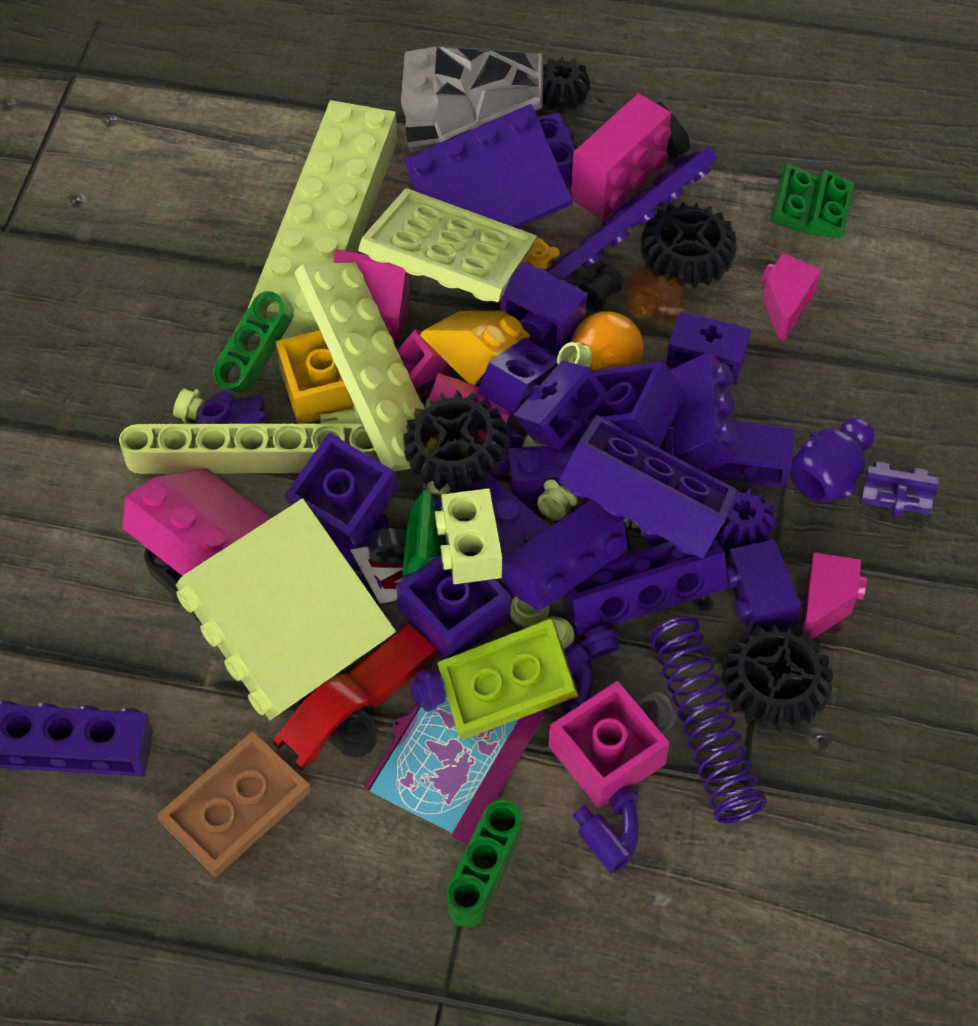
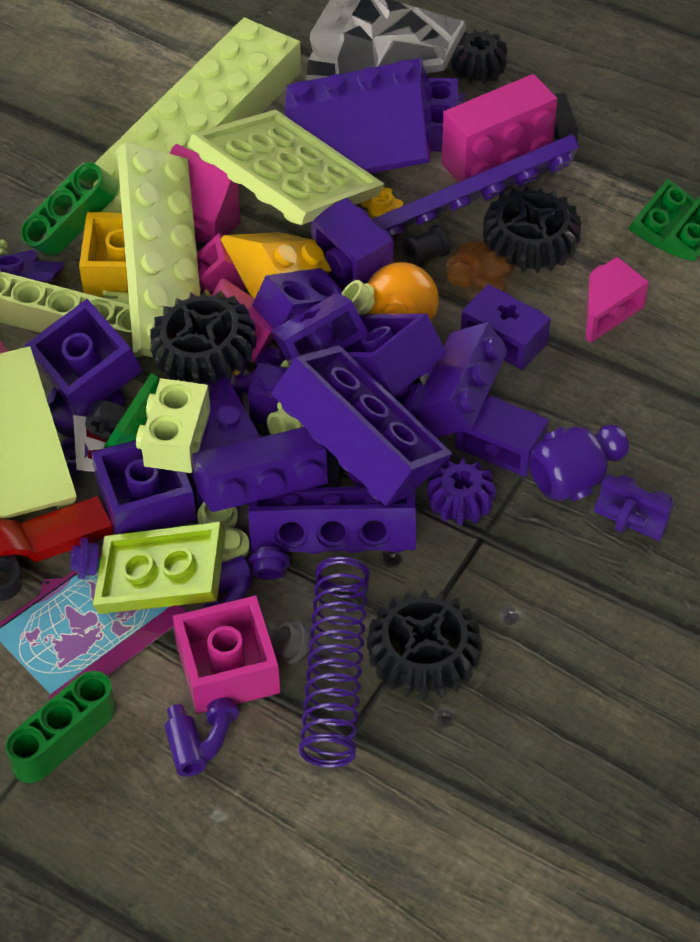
camera: 20 degrees right, 5 degrees down
(761, 587) = (449, 557): dark purple brick -> none
(830, 592) = (515, 583): dark pink slope -> none

